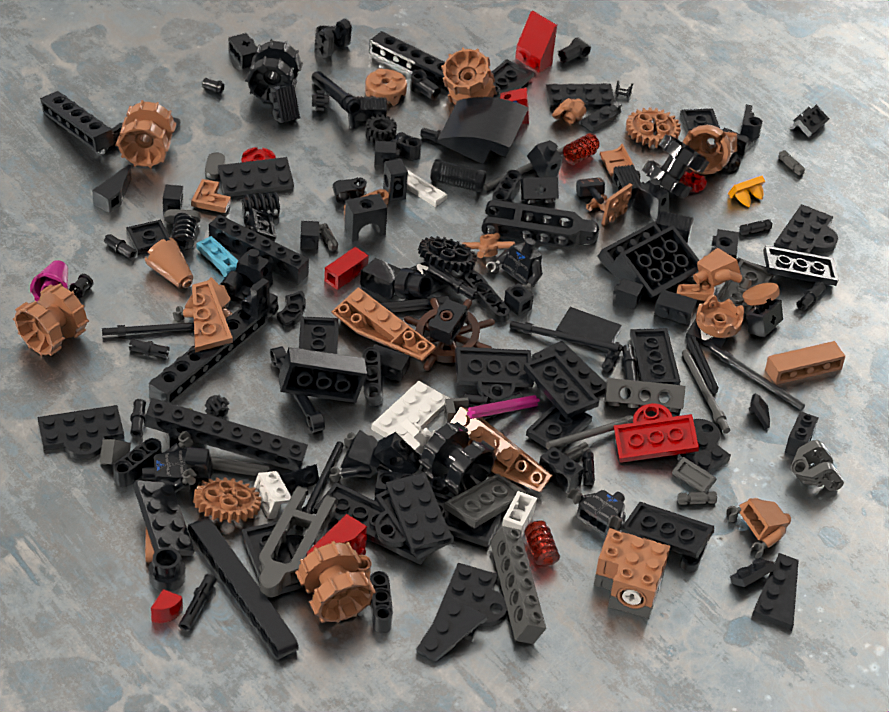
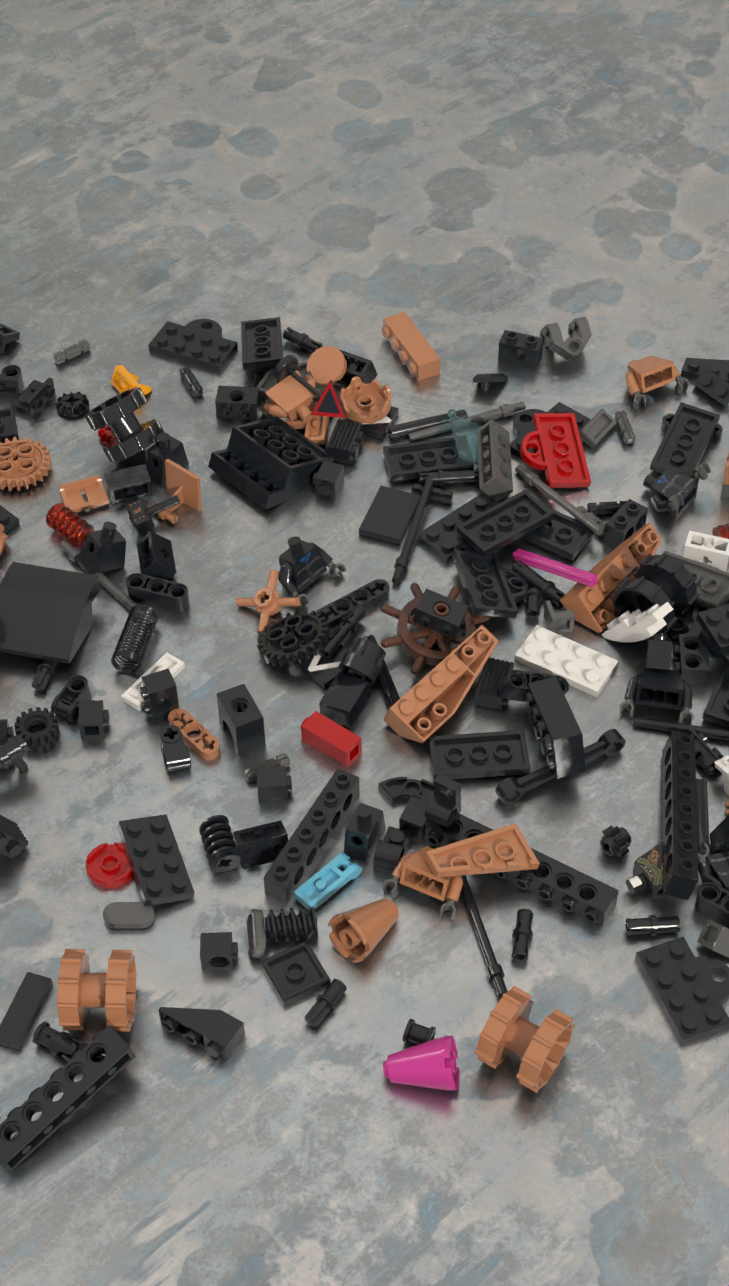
camera: 90 degrees left, 5 degrees up
(206, 197) = (207, 913): nougat plate -> none
(512, 220) = (216, 579): black piece -> none
(518, 299) = (357, 571): black brick -> none
(677, 374) = (465, 437): none -> clear light blue piece
(681, 223) = (203, 442): black brick -> none
(716, 154) = (64, 403): nougat piece -> none
(727, 357) = (413, 403): black bar -> none
(735, 250) = (328, 403): none -> black piece

